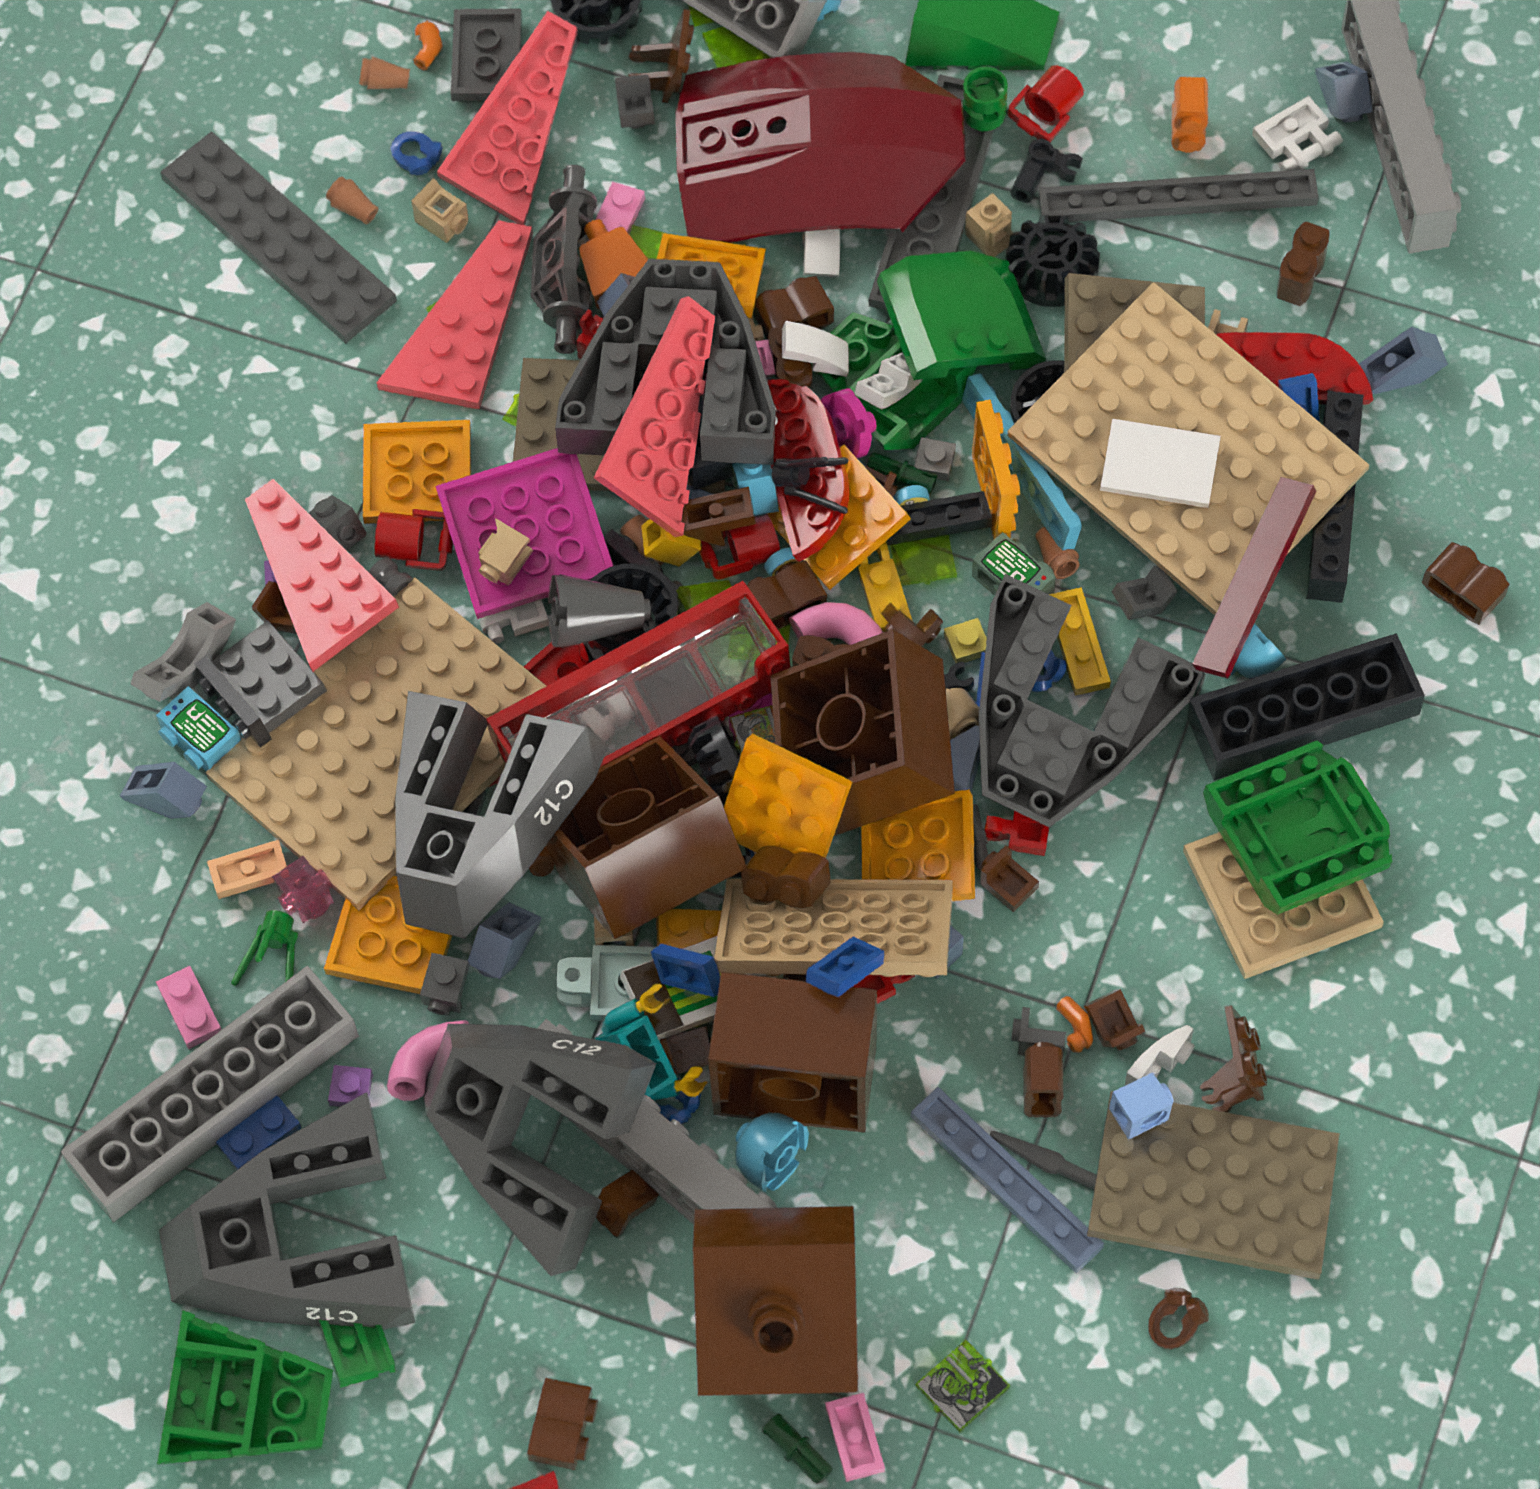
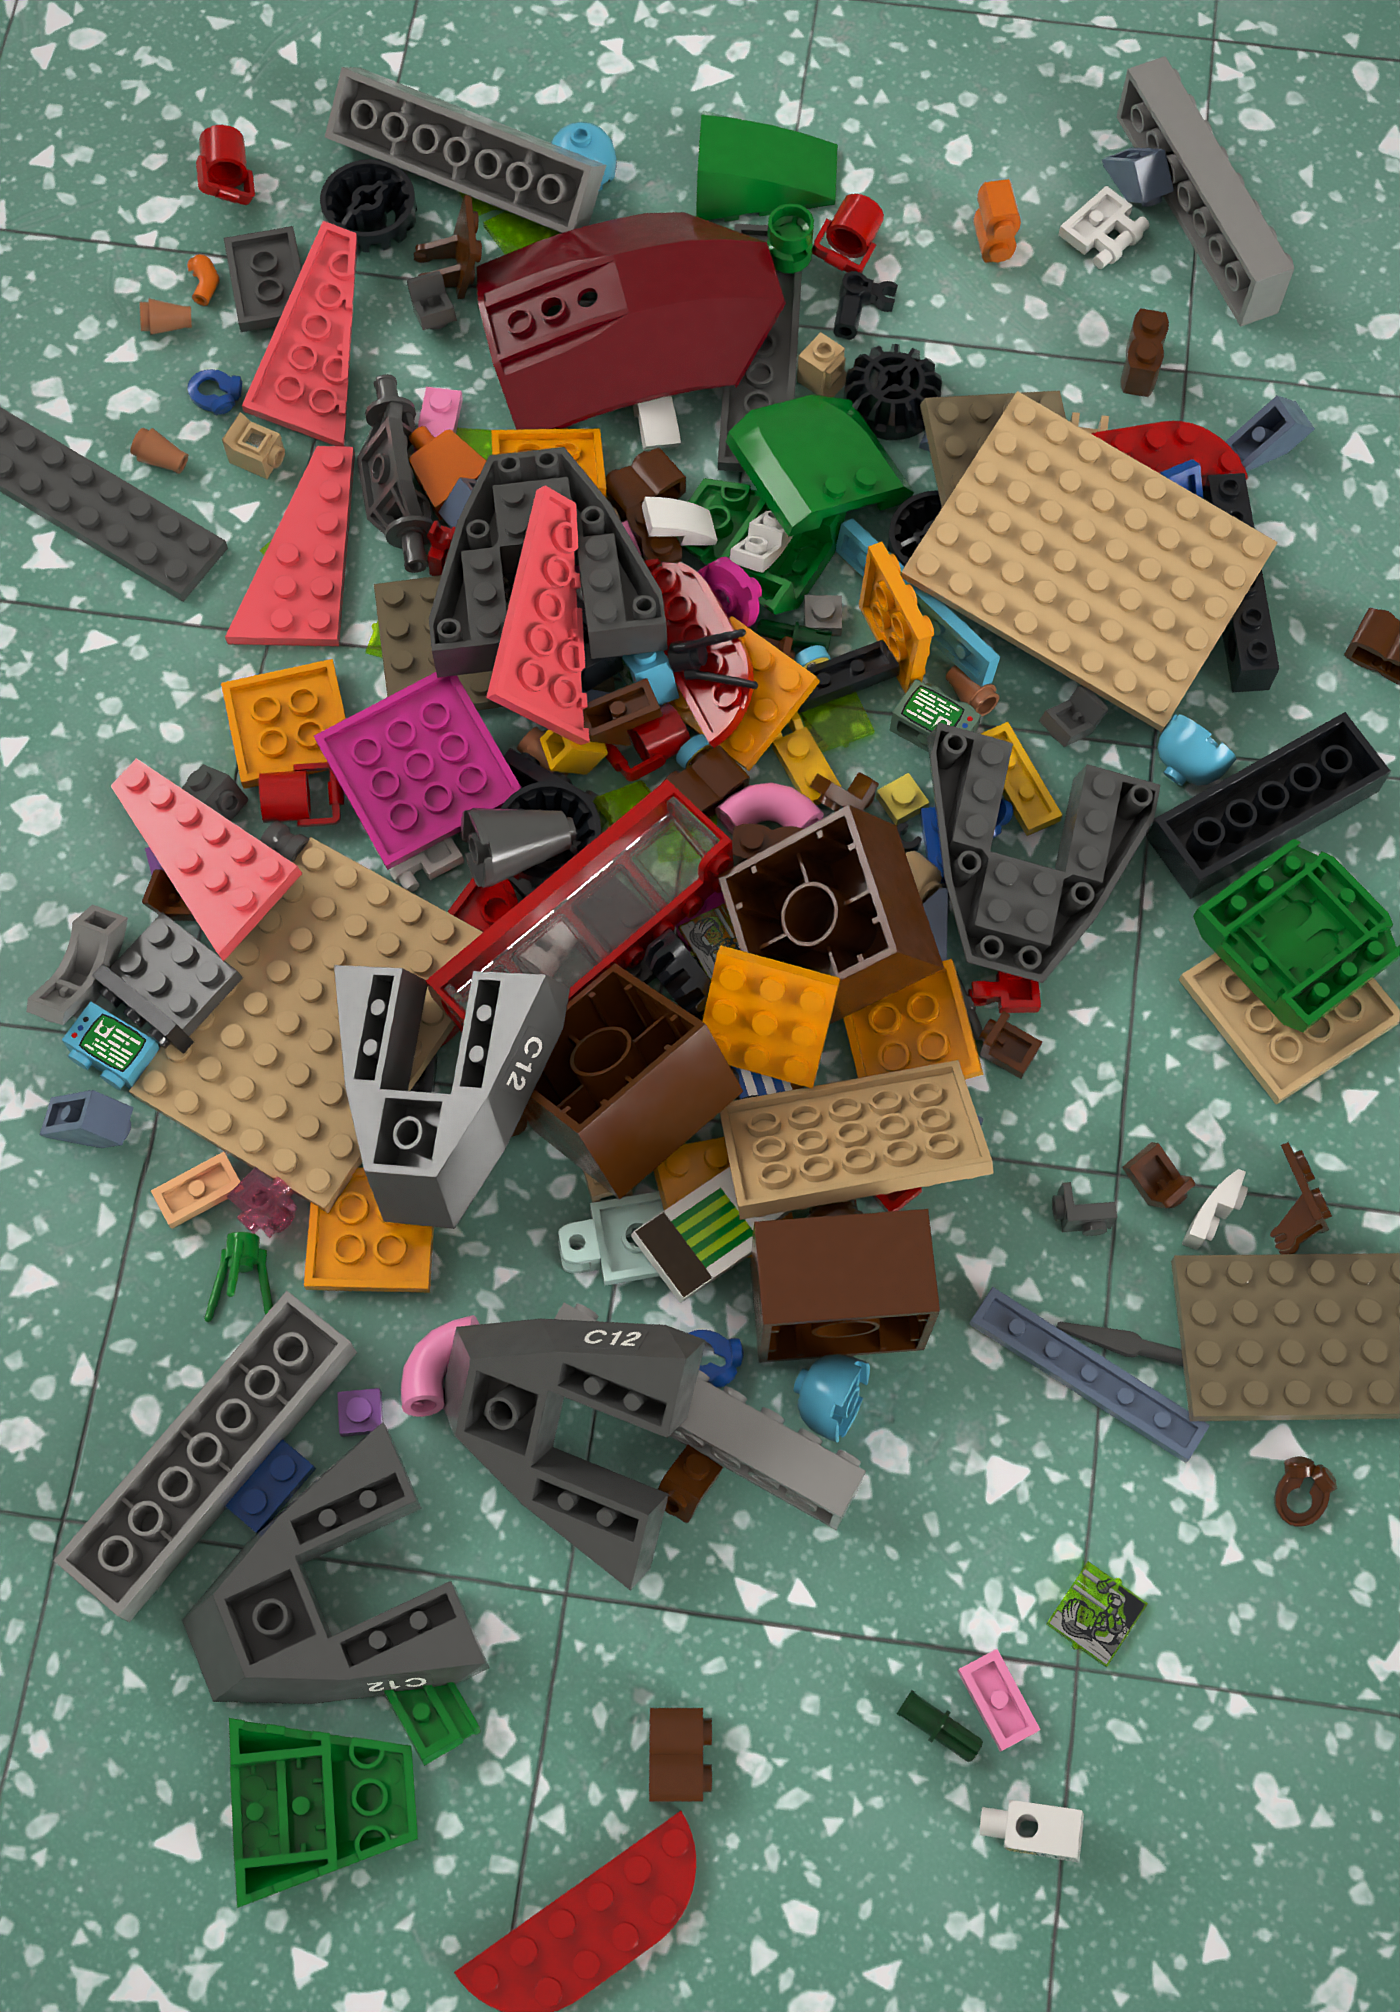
camera: 15 degrees left, 5 degrees up
(189, 1007) = (164, 1357): bright pink plate -> none
(444, 984) = (439, 1278): dark grey bracket -> none
(502, 940) = (491, 1217): sand blue slope -> none
(503, 554) = (403, 796): tan window -> none
(632, 1028) = (660, 1300): teal torso -> none
(686, 969) = (708, 1220): blue plate -> none
(687, 1049) = (716, 1302): reddish brown bracket -> none
(775, 1300) = (892, 1576): reddish brown brick -> none
(785, 877) = (785, 1092): reddish brown brick -> none
(845, 966) = (888, 1190): blue plate -> none
(1043, 1080) = (1105, 1259): reddish brown brick -> none
(1080, 1022) = (1122, 1185): orange arm -> none
(1141, 1105) = (1217, 1268): light blue brick -> none
(1160, 463) = (1068, 577): white tile -> none
(1180, 196) = (1003, 306): dark grey plate -> none
(1254, 577) = (1193, 680): tile -> none

